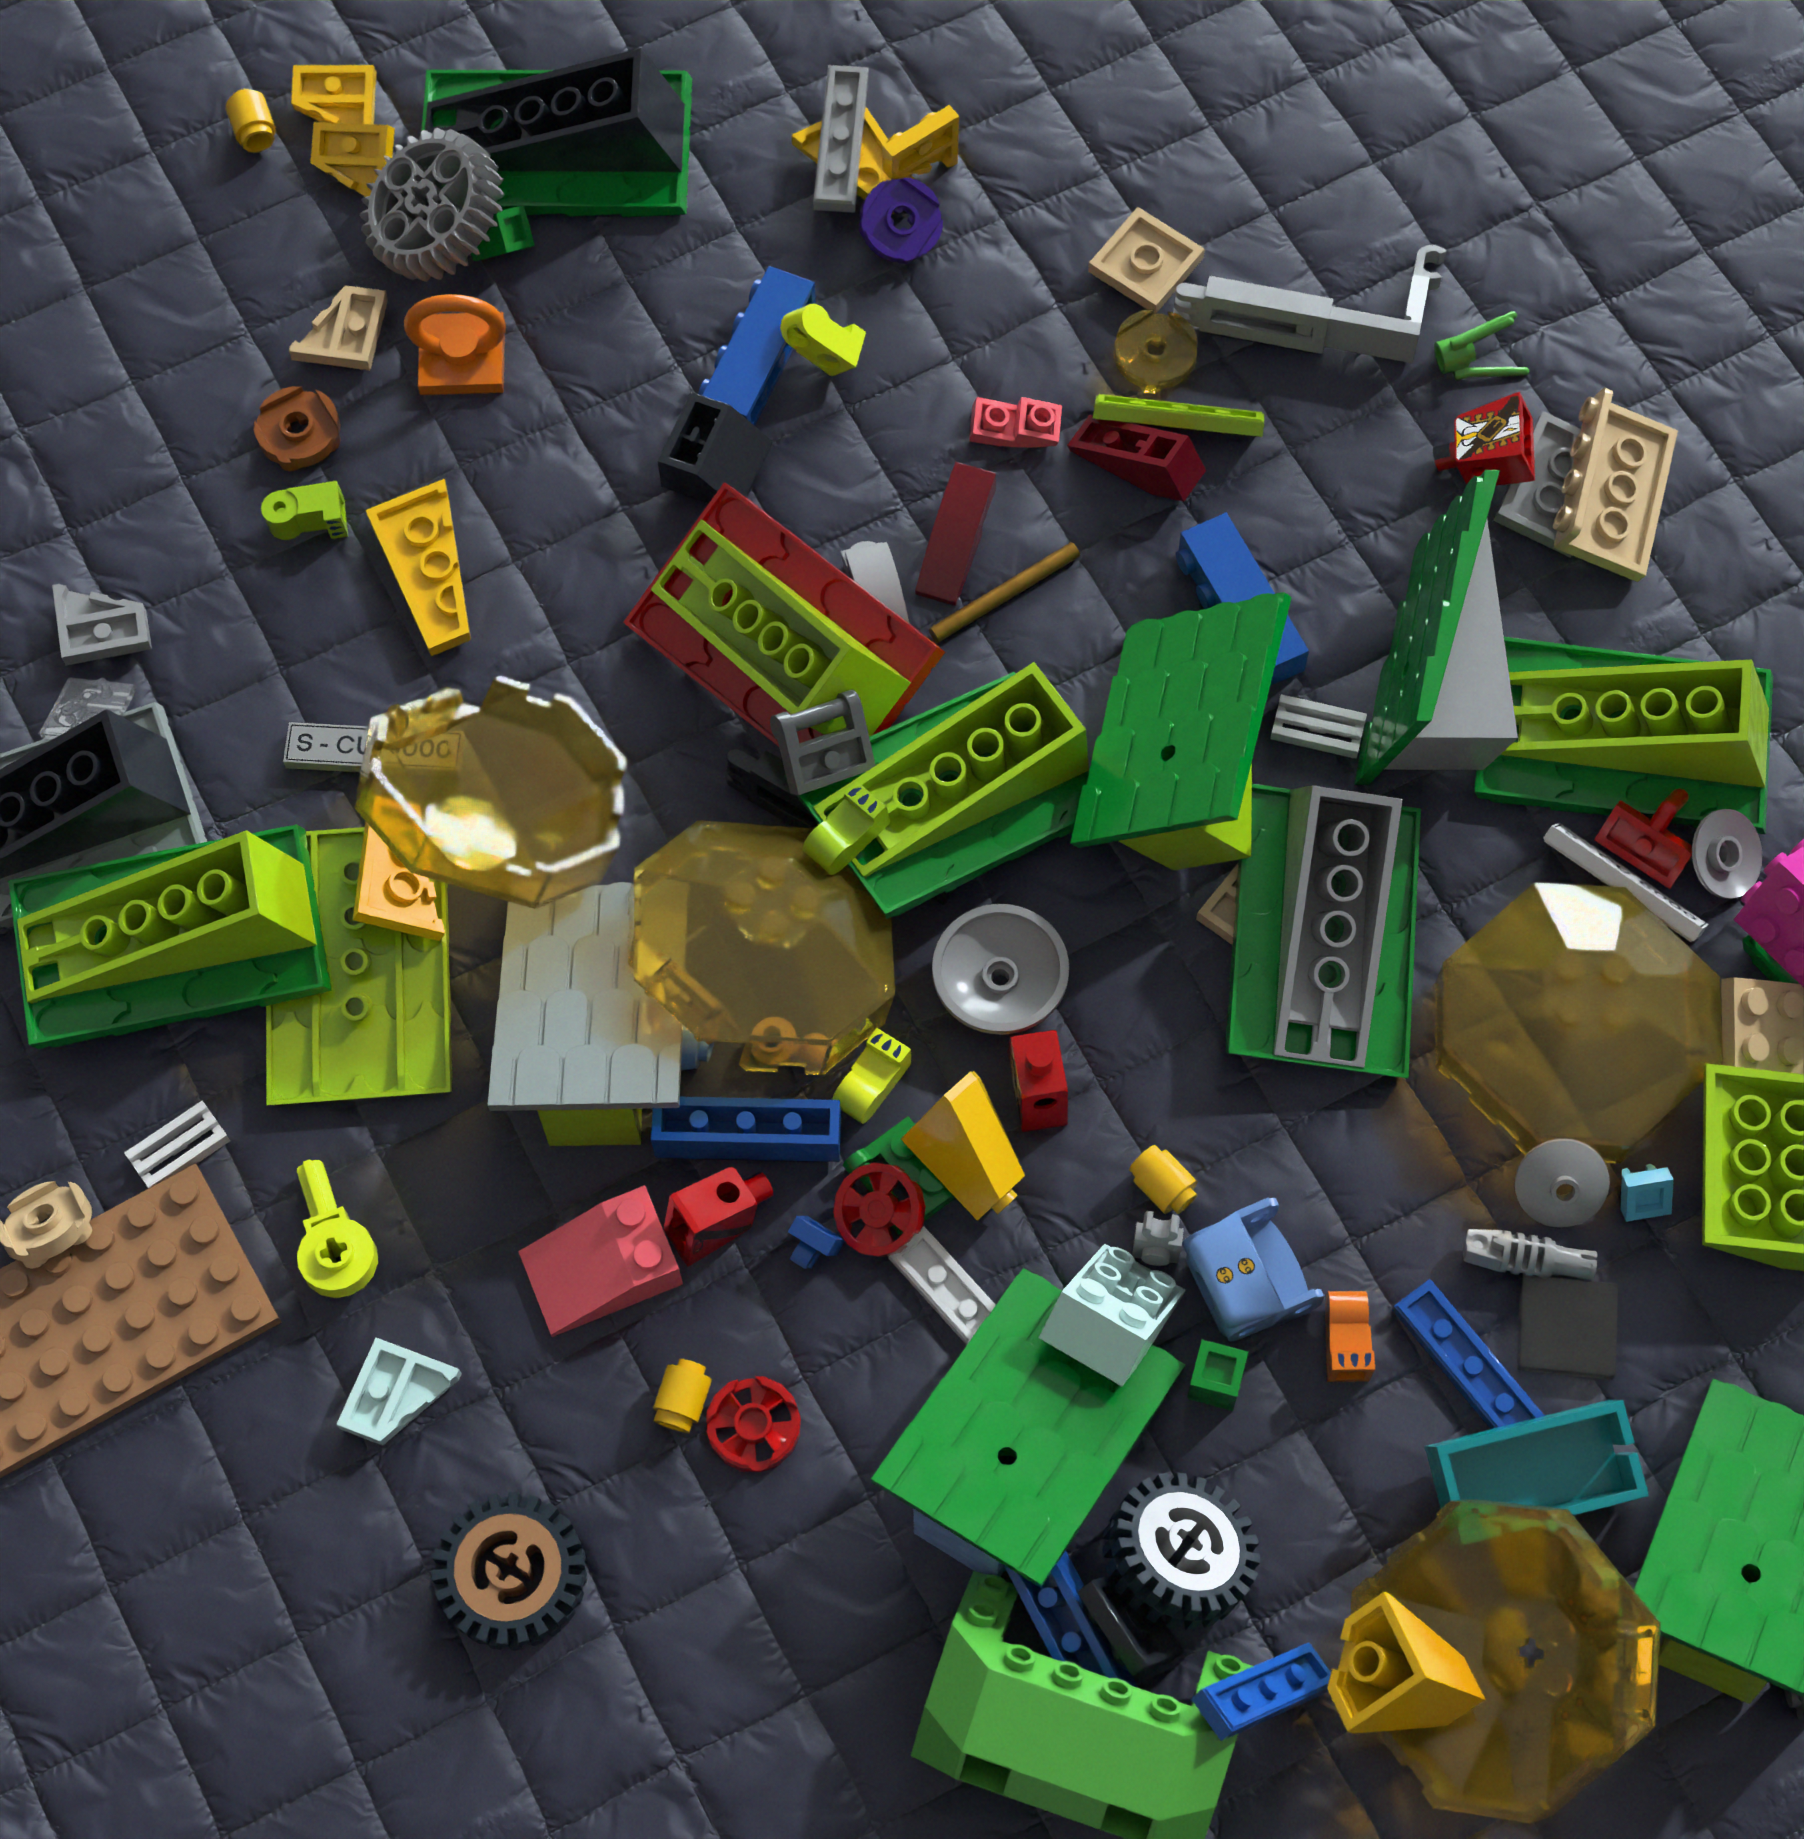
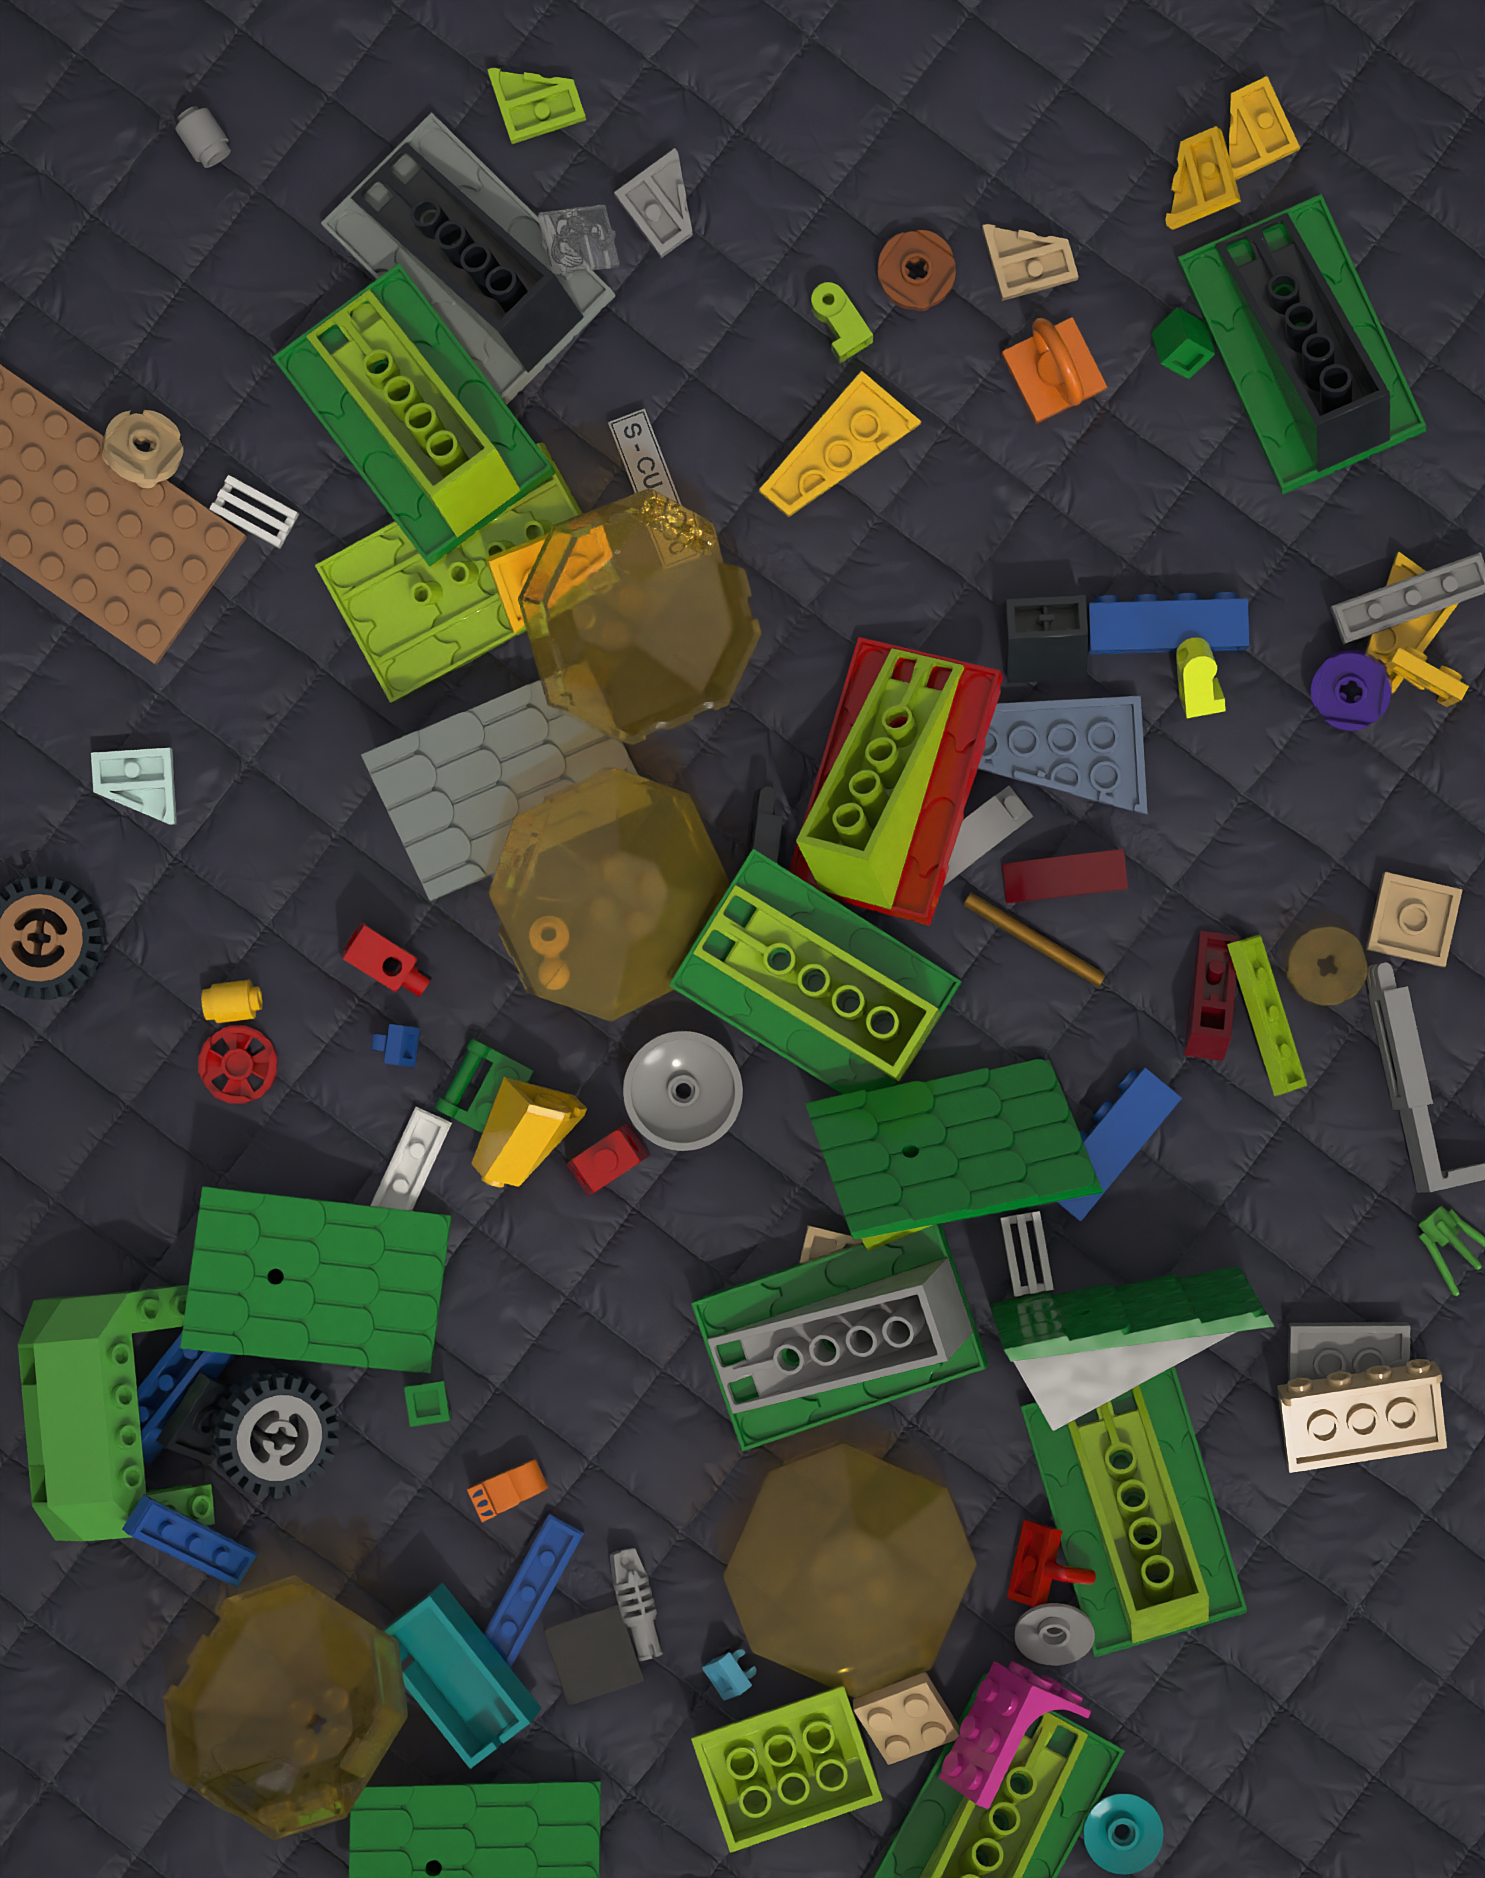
camera: 65 degrees right, 20 degrees up
(251, 120) = (1197, 67): yellow brick -> none
(329, 1236) = (234, 667): neon yellow piece -> none
(432, 204) = (1172, 277): light grey gear -> none
(601, 1262) = (307, 889): coral slope -> none
(748, 1129) = (462, 959): blue brick -> none
(827, 757) = (780, 877): dark grey plate -> none
(839, 473) = (1072, 747): none -> sand blue wing
(847, 829) = (718, 924): lime leg -> none
(873, 1076) = (550, 1027): neon yellow leg -> none
(879, 1210) = (442, 1085): red piece -> none
(1010, 425) = (1200, 877): coral slope -> none
(1112, 1313) = (437, 1303): light aqua slope -> none
(1158, 1240) = (512, 1312): light grey plate -> none
(1164, 1180) = (569, 1295): yellow brick -> none
(1249, 1272) = (522, 1394): medium blue piece -> none
(1398, 1672) = (248, 1633): yellow slope -> none
(1492, 439) = (1354, 1296): torso -> none
(1557, 1164) = (704, 1607): light grey dish -> none
(1616, 875) = (993, 1560): white tile -> none

